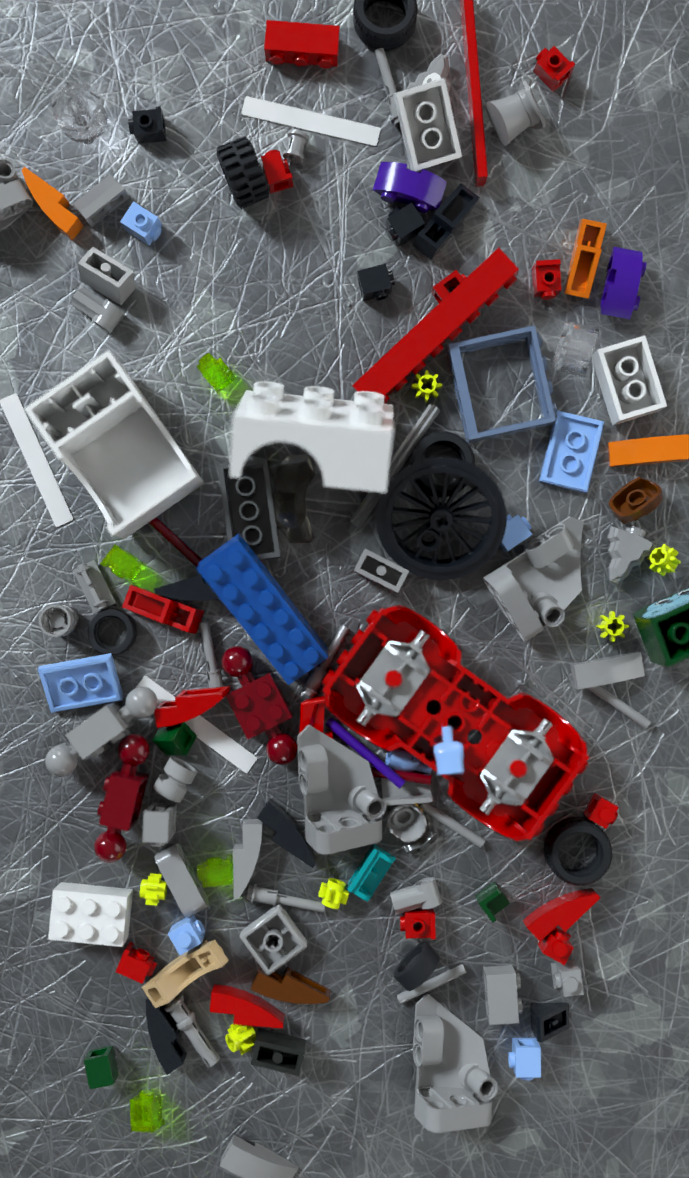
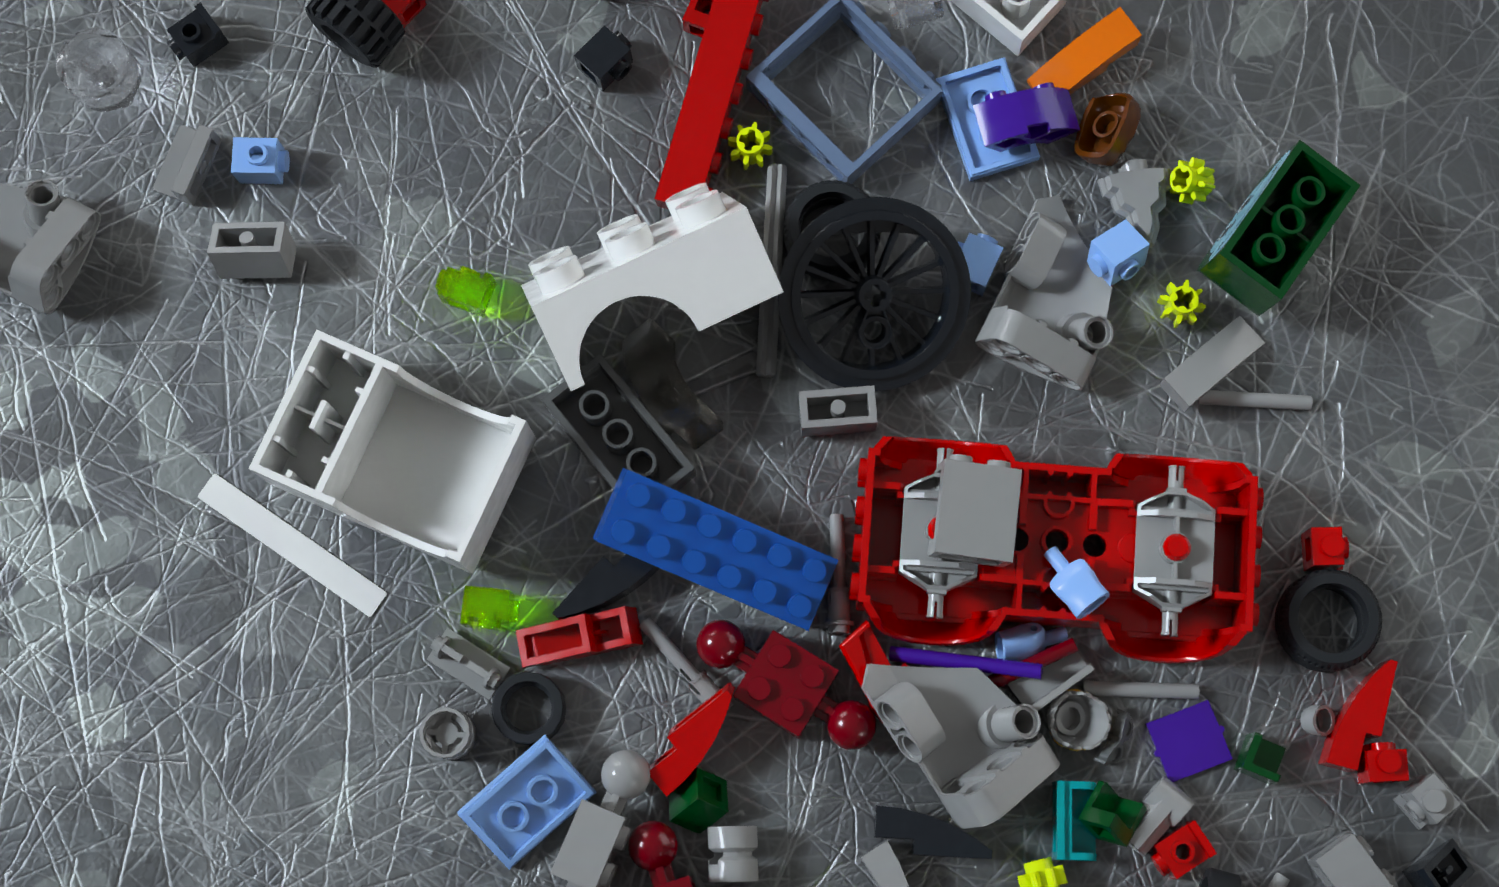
camera: 30 degrees left, 10 degrees down
(53, 205) = (129, 204): orange slope -> none
(101, 312) = (274, 302): light grey piece -> none
(175, 541) = (551, 541): dark red bar -> none
(208, 733) = (748, 769): white sticker -> none
(392, 883) = (1111, 816): none -> dark green panel
(419, 682) = (976, 511): none -> light grey panel
(460, 866) = (1188, 741): none -> dark purple piece
(537, 899) = (1317, 720): none -> light grey hinge
(593, 465) = (1026, 117): none -> dark purple brick
(594, 576) = (1118, 253): none -> light blue brick

